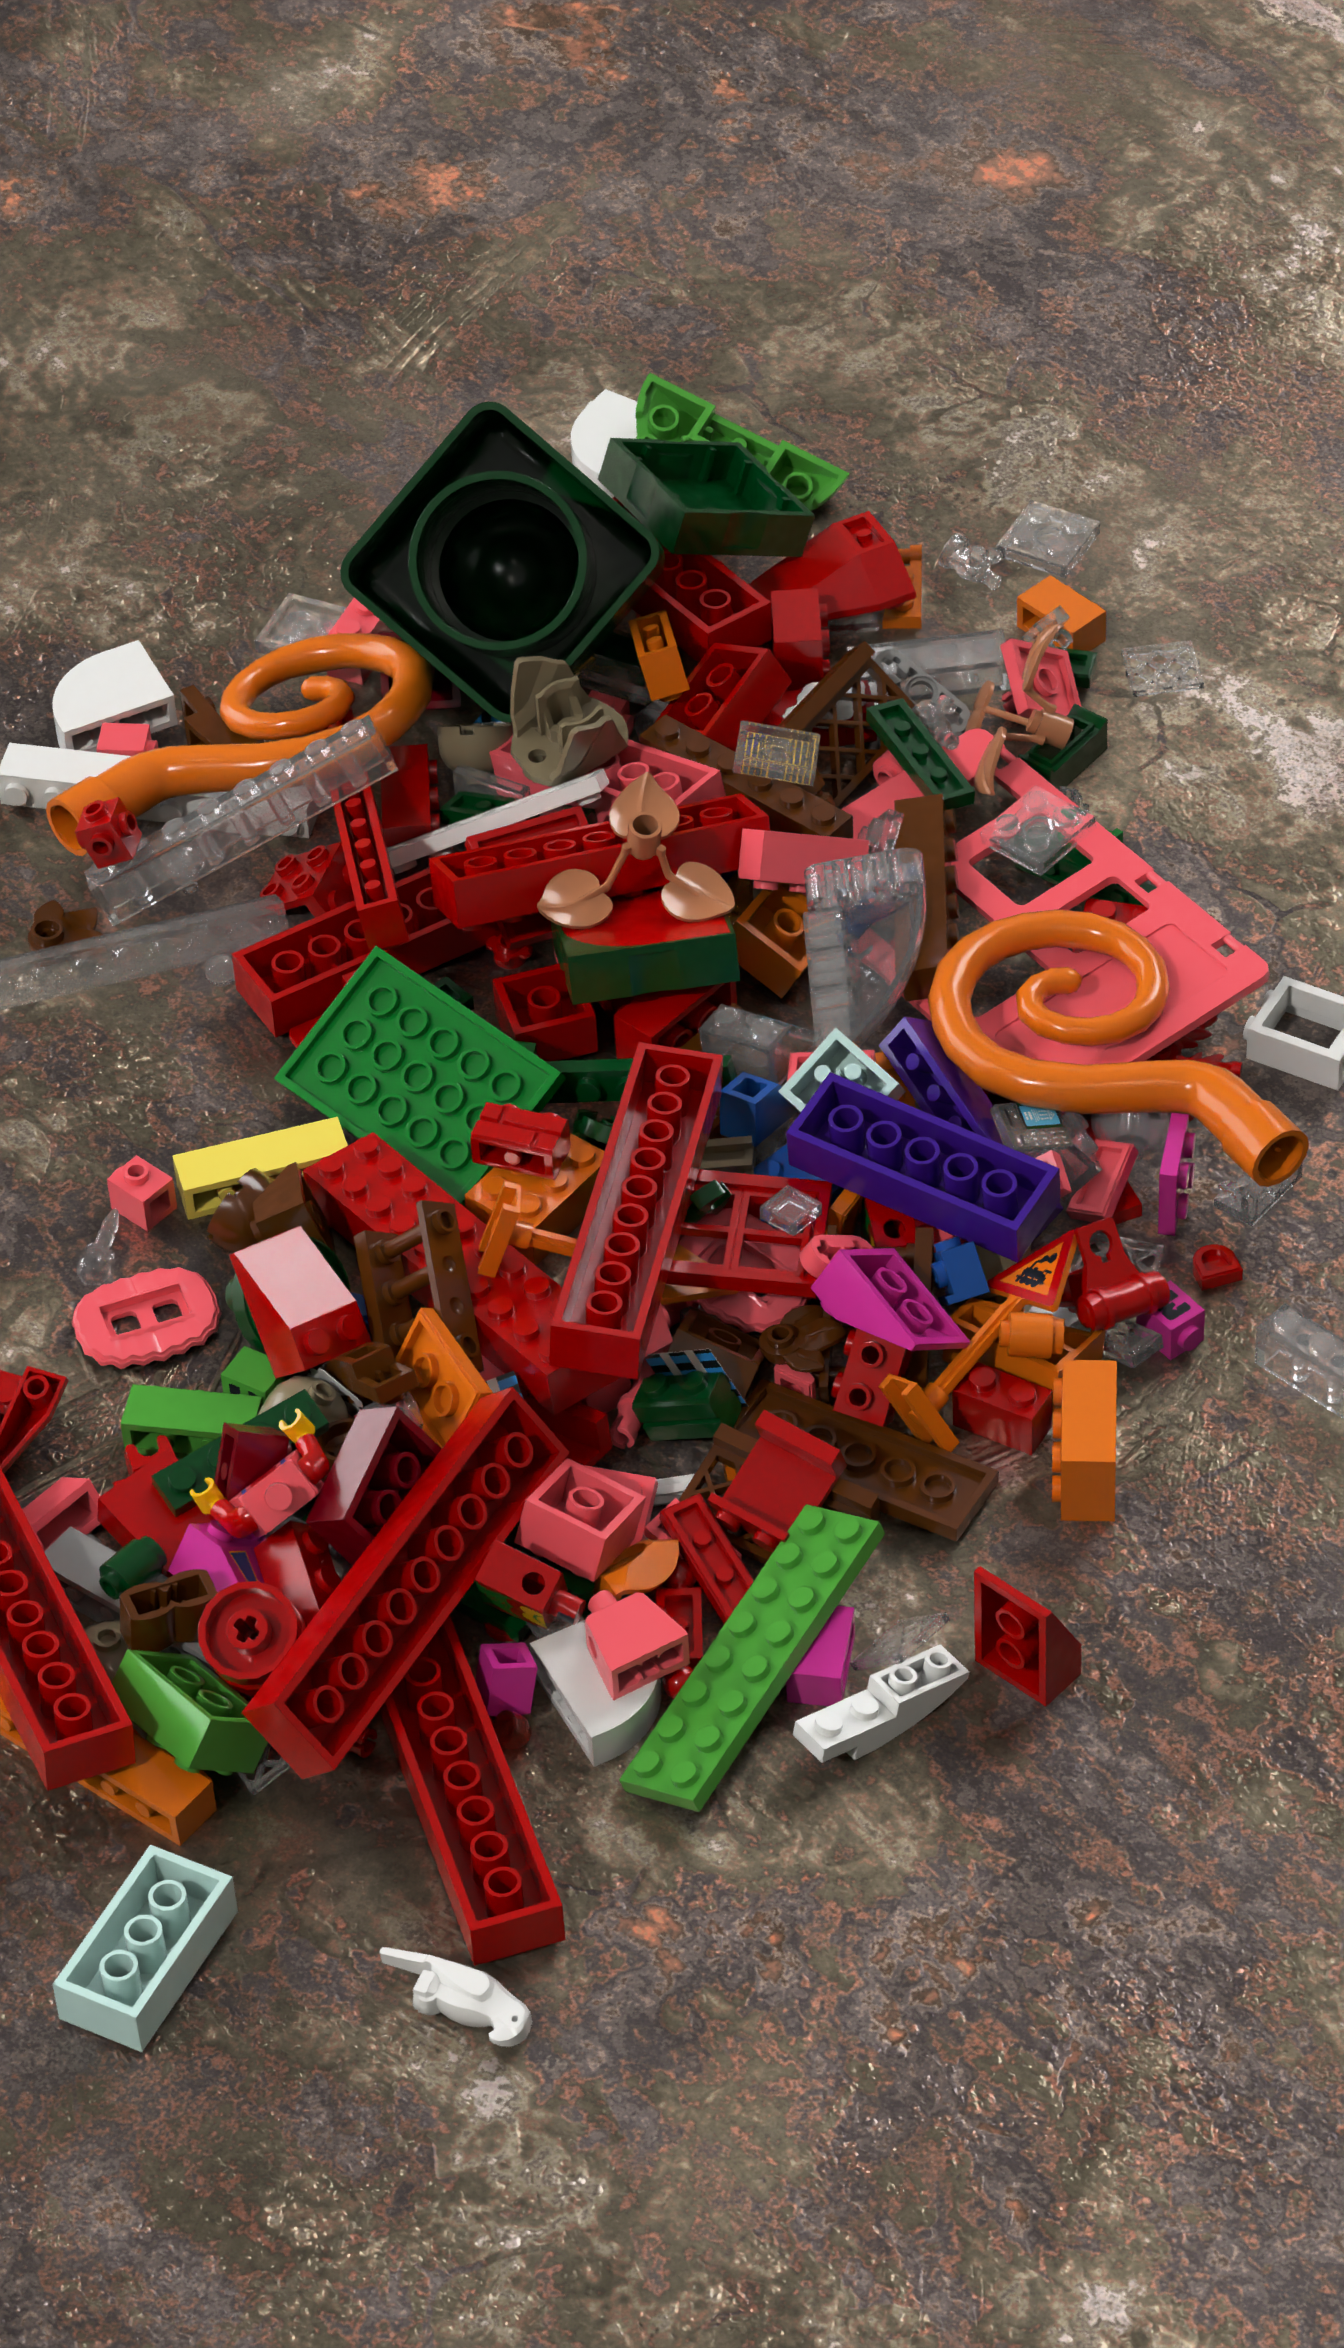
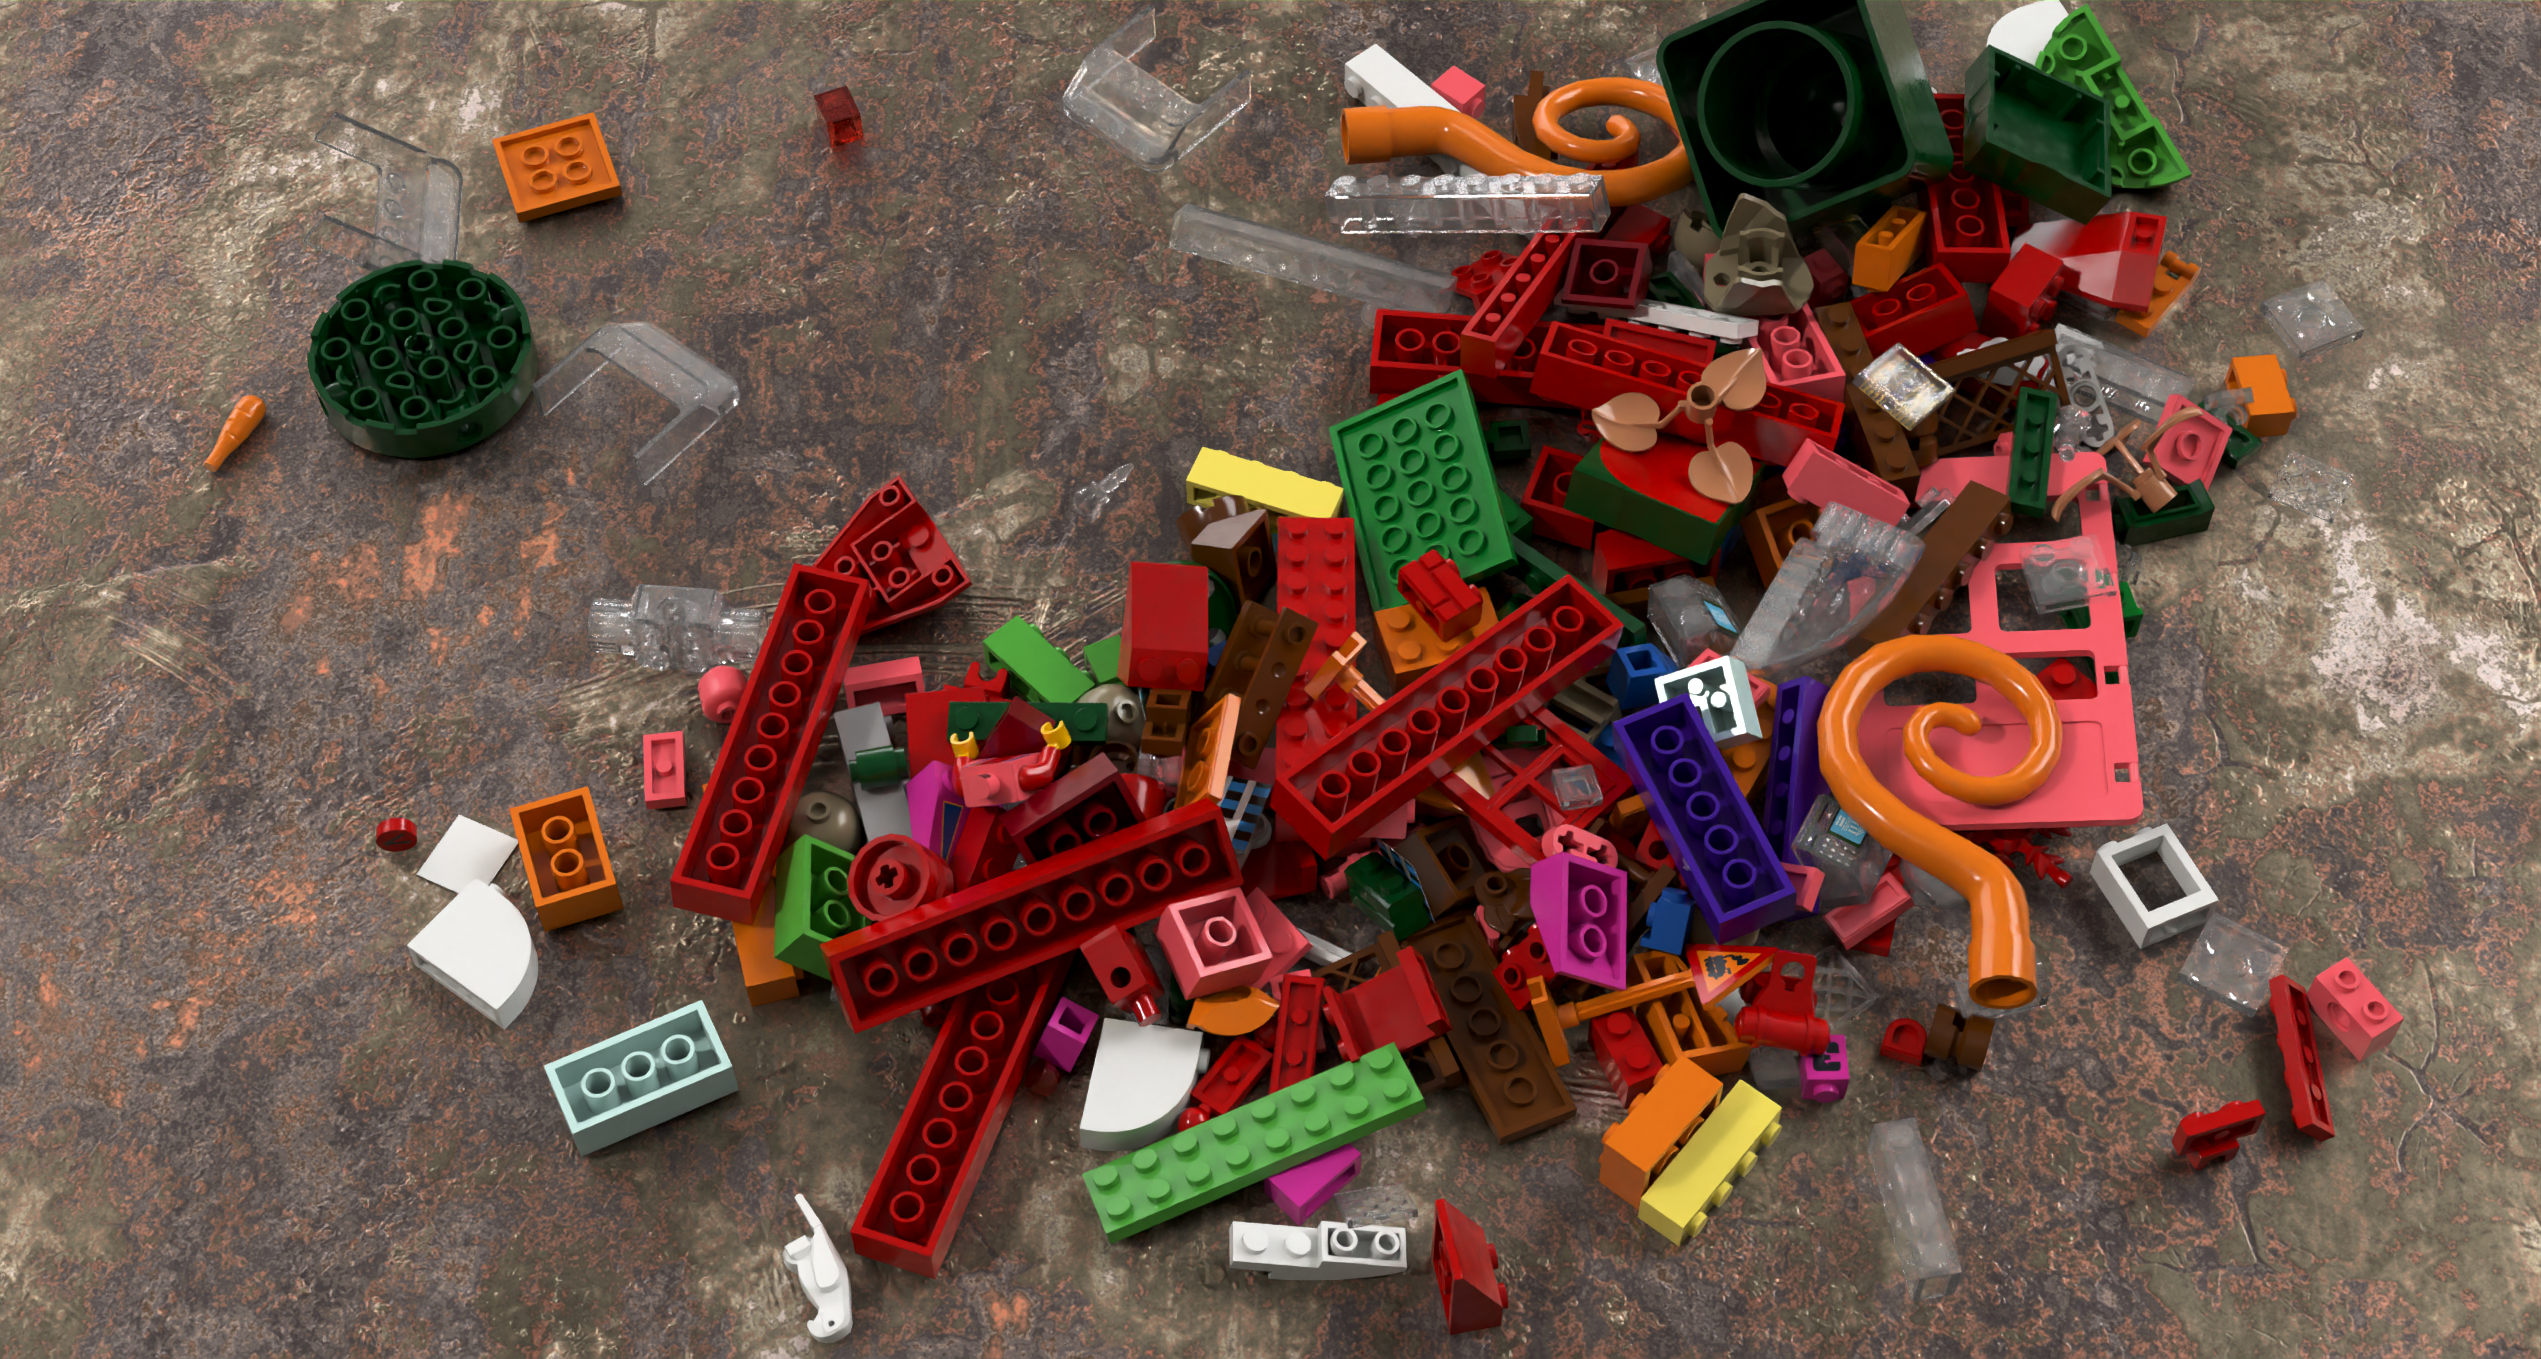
camera: 35 degrees right, 10 degrees up
(57, 927) = (1296, 212): reddish brown plate -> none
(108, 832) = (1359, 159): red brick -> none
(111, 688) = (1485, 44): white brick -> none
(139, 1298) = (1095, 544): coral piece -> none
(142, 1193) = (1164, 462): coral brick -> none
(166, 1612) = (855, 820): reddish brown brick -> none
(425, 807) = (1607, 274): none -> dark red slope
(633, 1641) = (1164, 1071): coral torso -> none
(971, 563) = (2227, 305): clear piece -> none
(1031, 1335) = (1677, 1016): orange brick -> none
(1145, 1445) = (1710, 1163): none -> light yellow brick
(1175, 1174) = (1927, 942): dark pink plate -> none
(1266, 1230) = (1959, 1037): none -> reddish brown wheel

